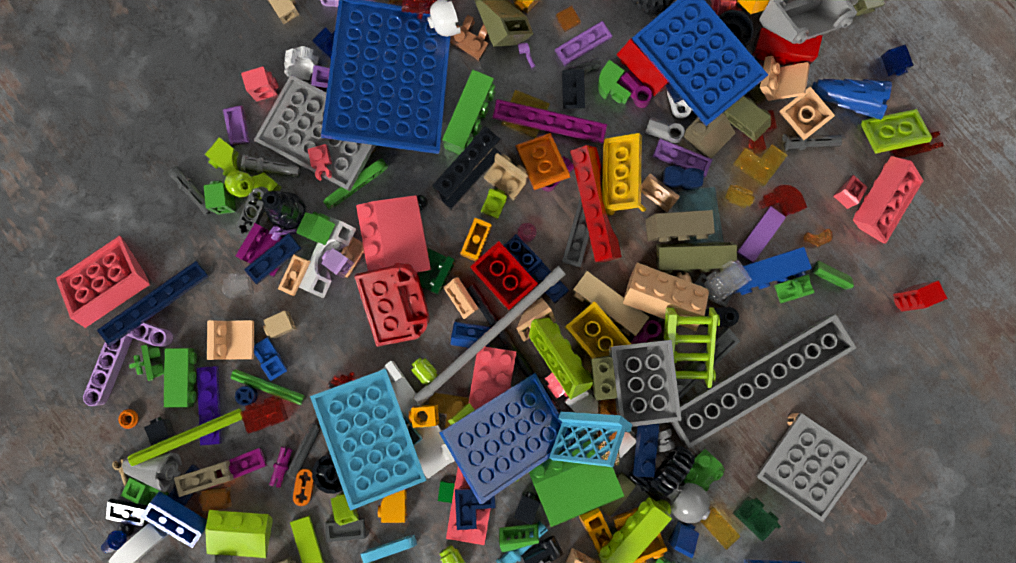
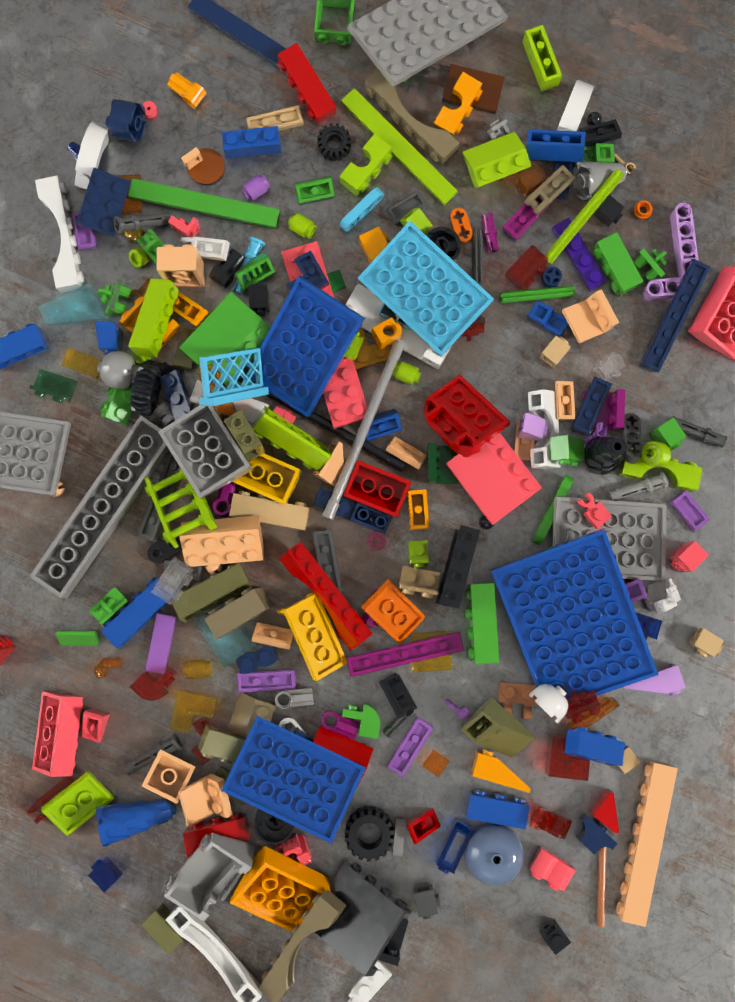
camera: 155 degrees right, 0 degrees up
(113, 542) = (597, 103): clear blue cone -> none

